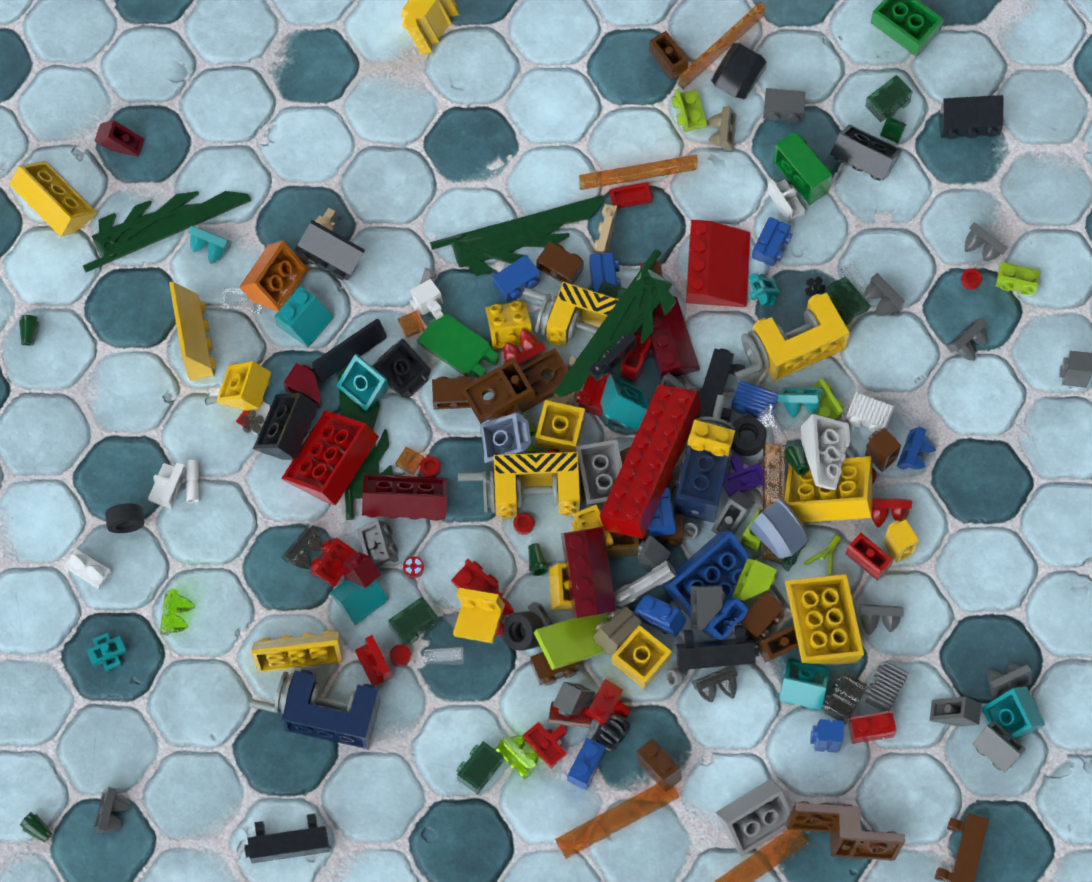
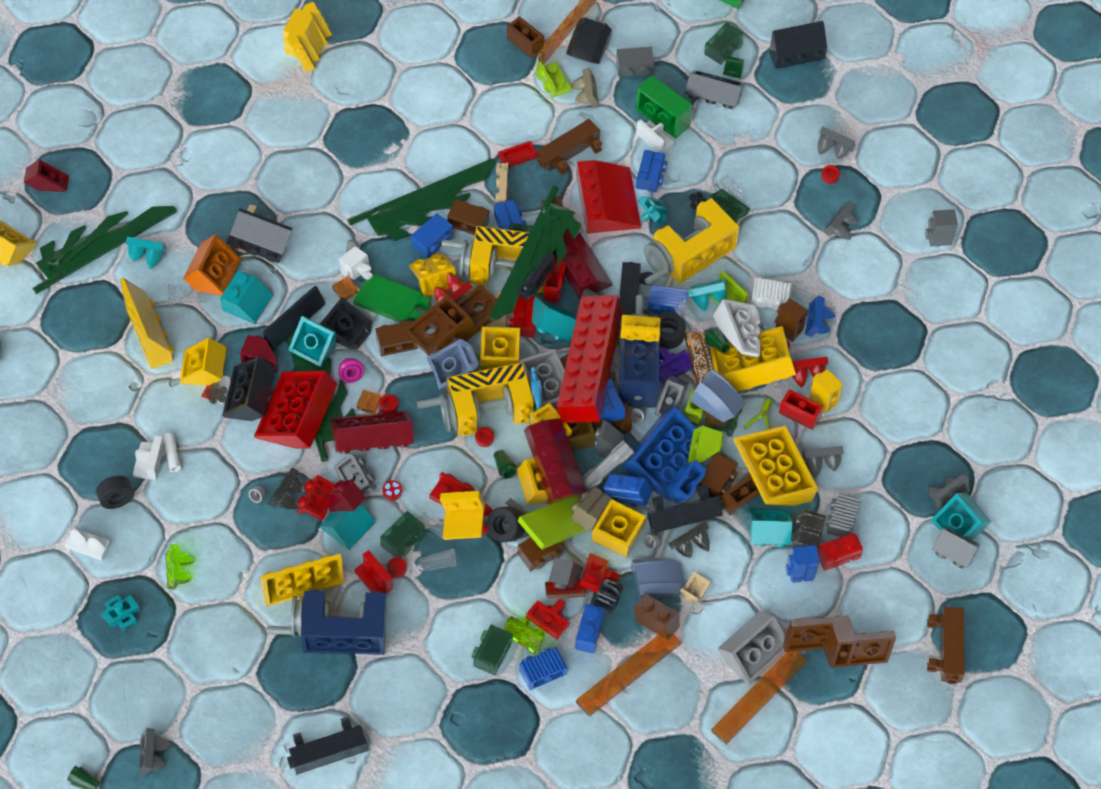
camera: 15 degrees left, 10 degrees down
(272, 545) = (255, 492): none -> light grey hinge
(397, 421) = (350, 370): none -> dark pink brick
(527, 798) = (542, 668): none -> blue brick
(586, 484) = (536, 388): none -> dark azure piece
(638, 172) = (520, 134): clear orange tile -> none
(671, 719) = (657, 577): none -> sand blue slope
(688, 195) = (569, 145): none -> reddish brown brick
(705, 604) = (665, 472): dark grey slope -> none
(708, 739) = (695, 588): none -> tan bracket
(890, 299) = (765, 200): dark grey tile -> none
(956, 711) = (910, 525): dark grey slope -> none
(1017, 278) = (870, 167): lime bracket -> none

